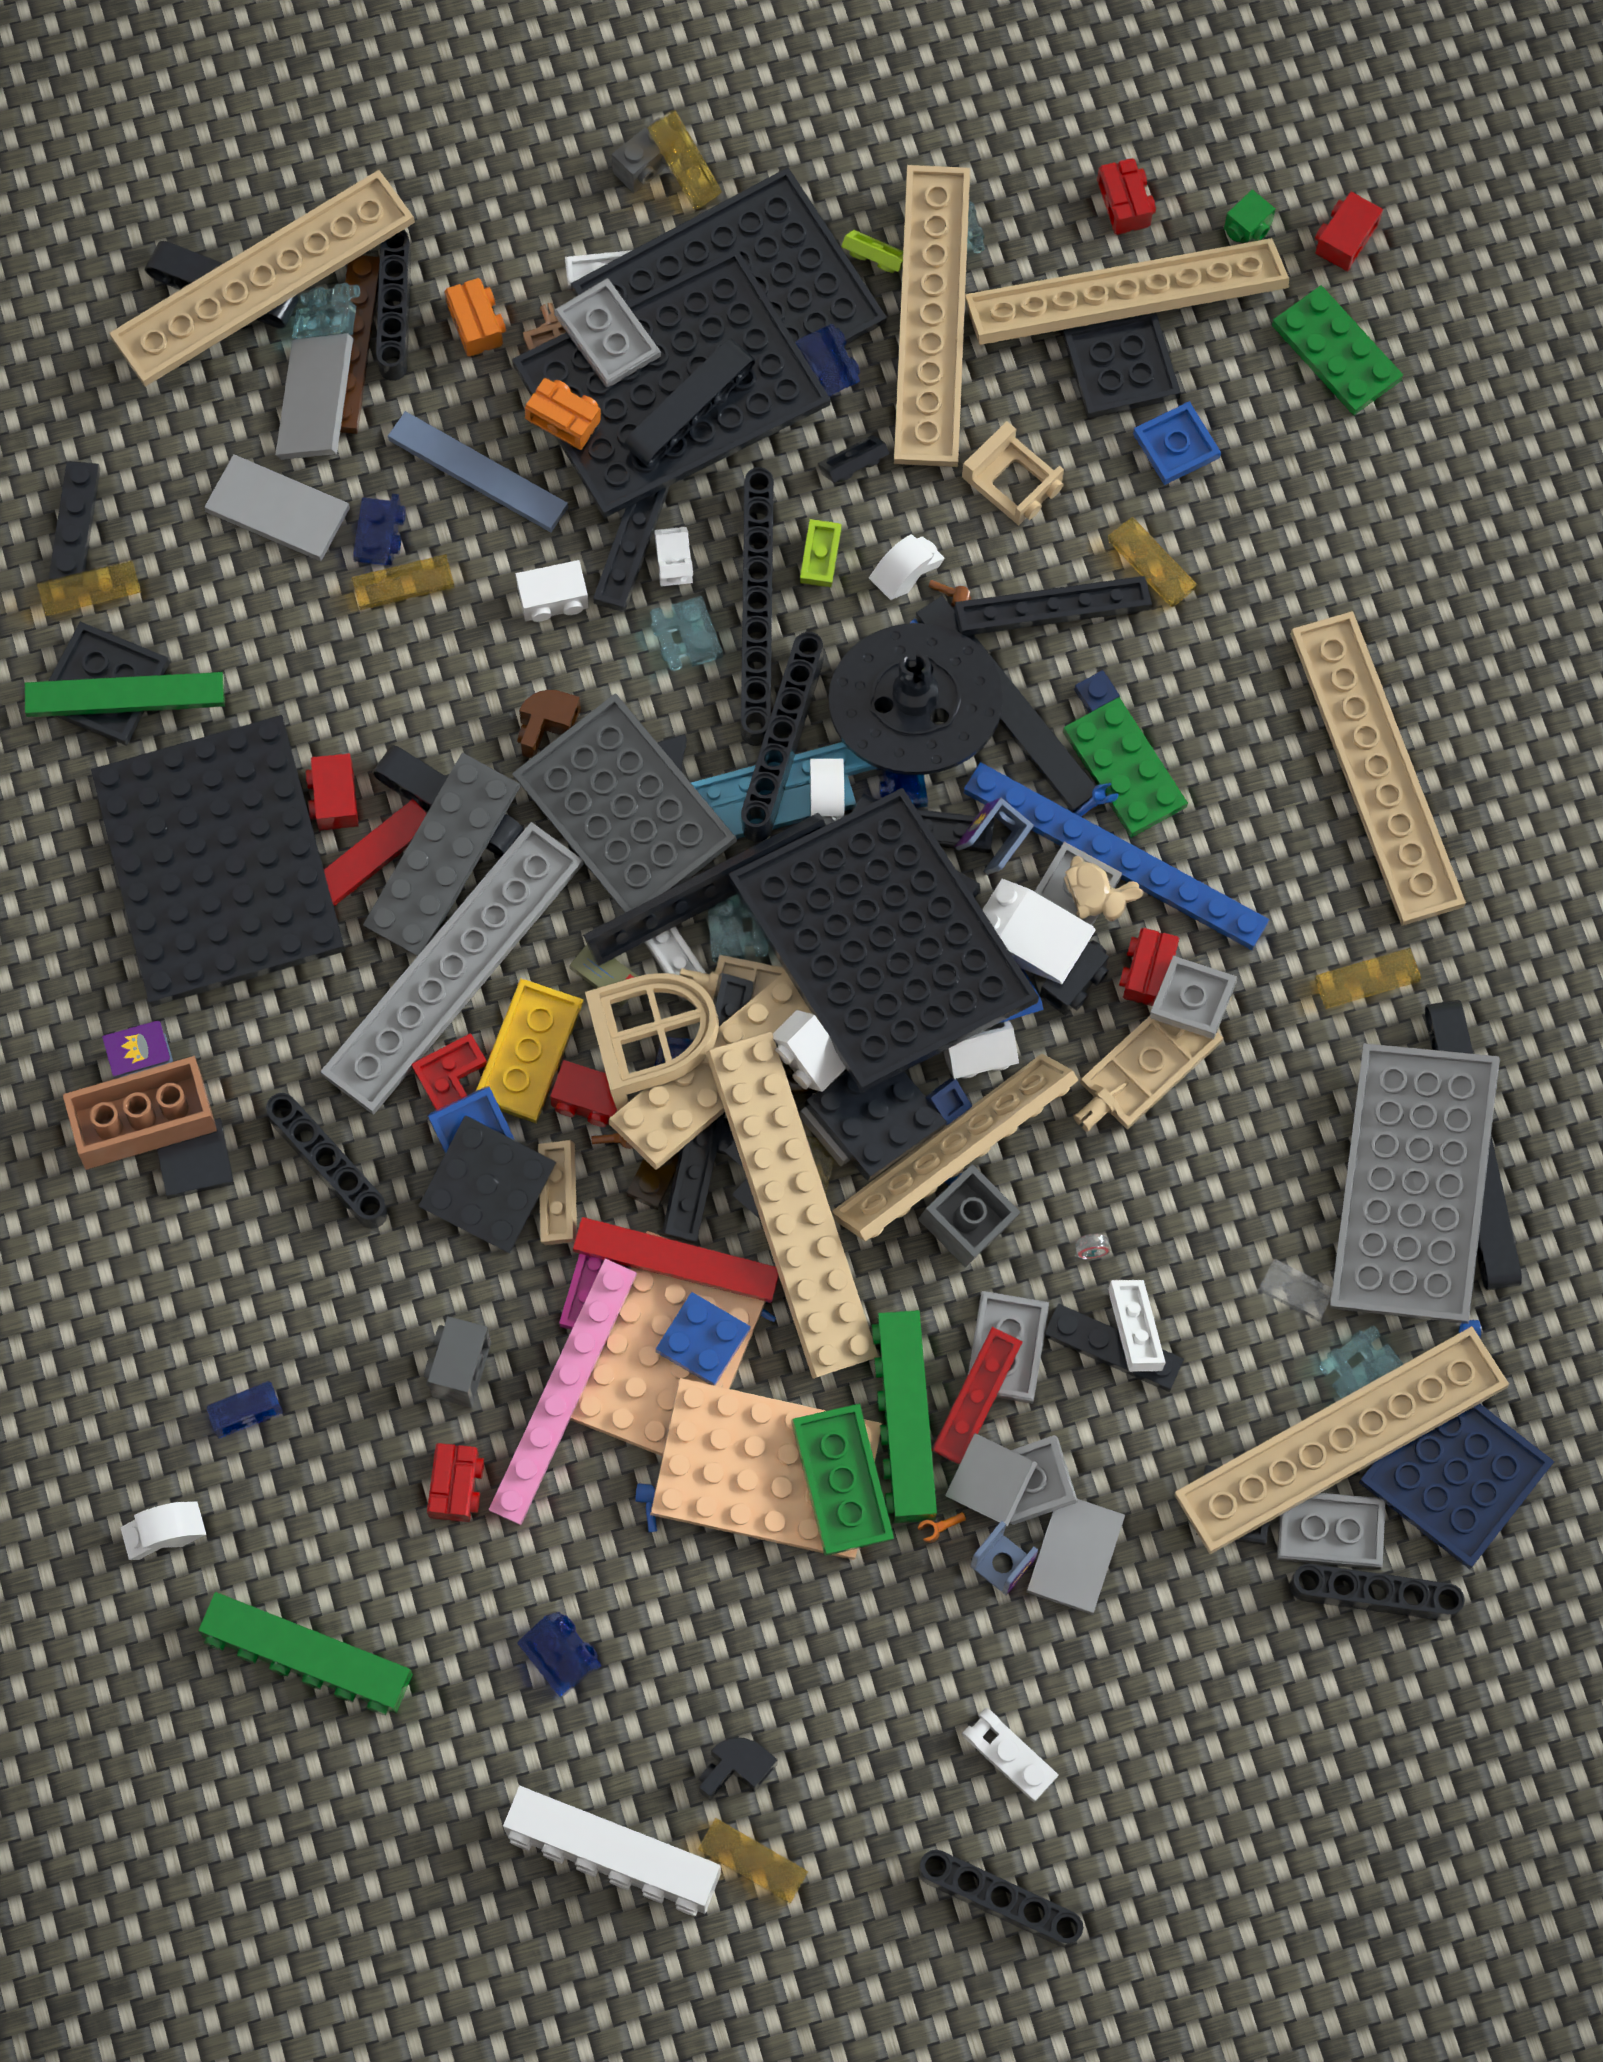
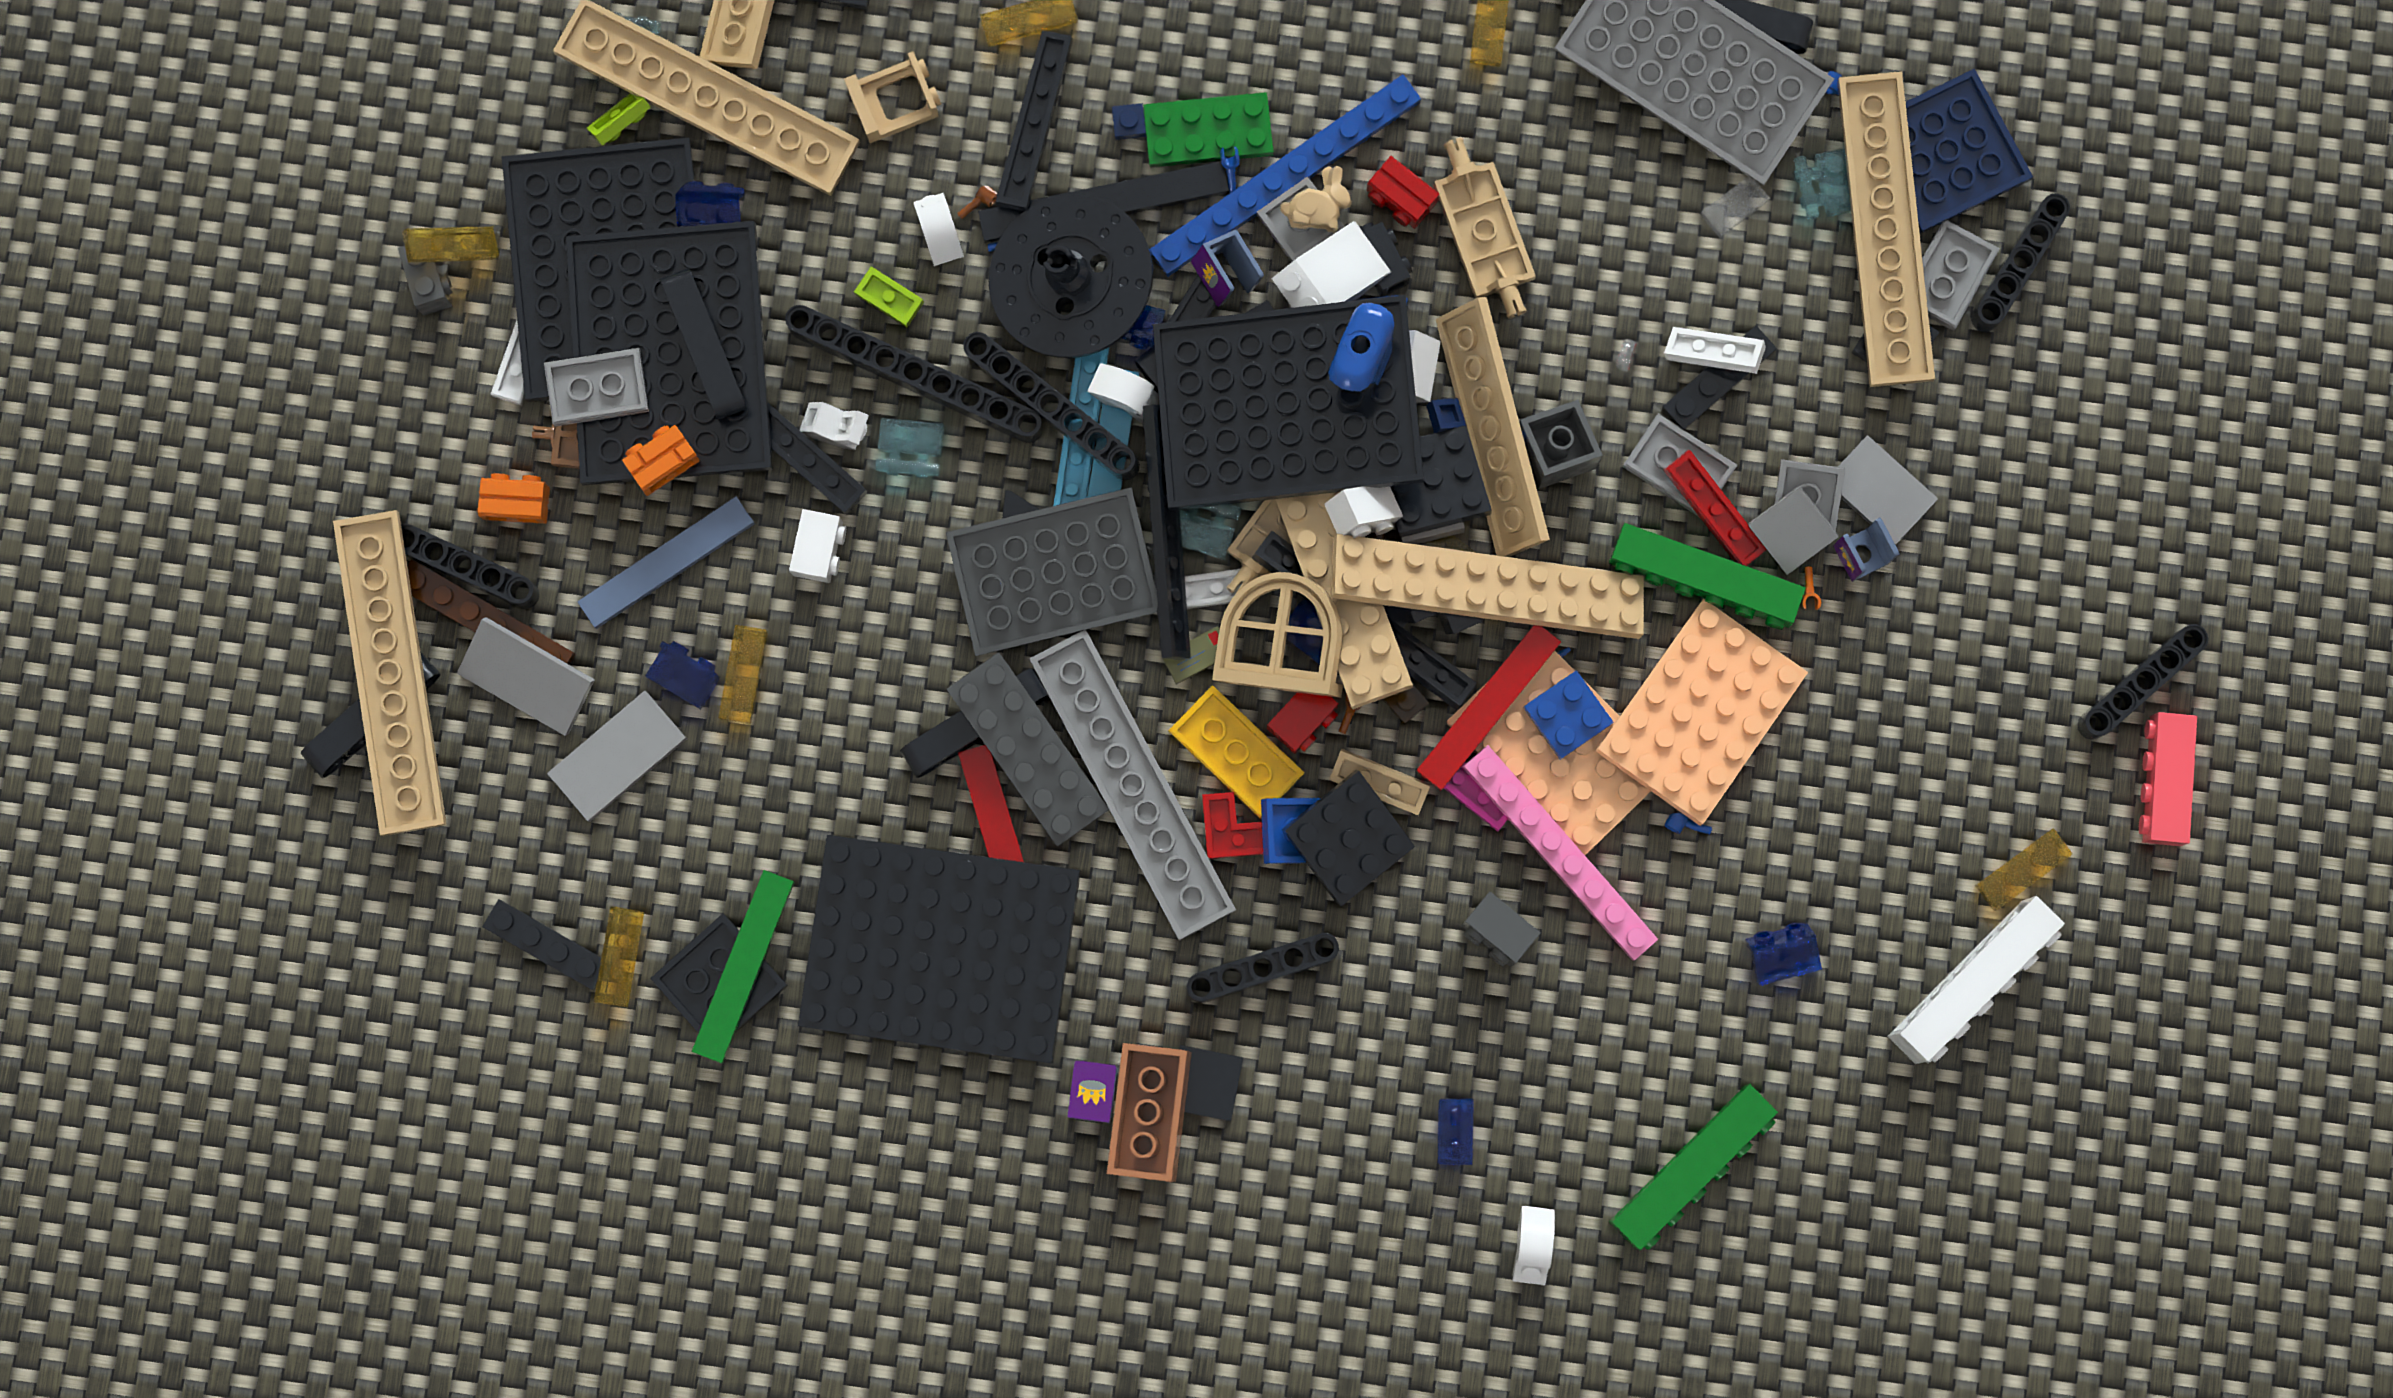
camera: 60 degrees left, 10 degrees up
(324, 318) = (455, 634): clear light blue plate -> none
(334, 792) = (920, 819): red brick -> none
(454, 1482) = (1599, 979): red brick -> none
(543, 712) = (931, 598): reddish brown brick -> none
(738, 1757) = (1937, 842): black brick -> none
(842, 1479) = (1744, 652): green plate -> none
(860, 455) = (812, 228): black plate -> none
(912, 1967) = (2168, 779): none -> coral brick
(957, 972) = (1355, 370): none -> blue piece
(1011, 1755) = (2027, 620): white plate -> none
(1193, 997) = (1454, 167): light grey plate -> none

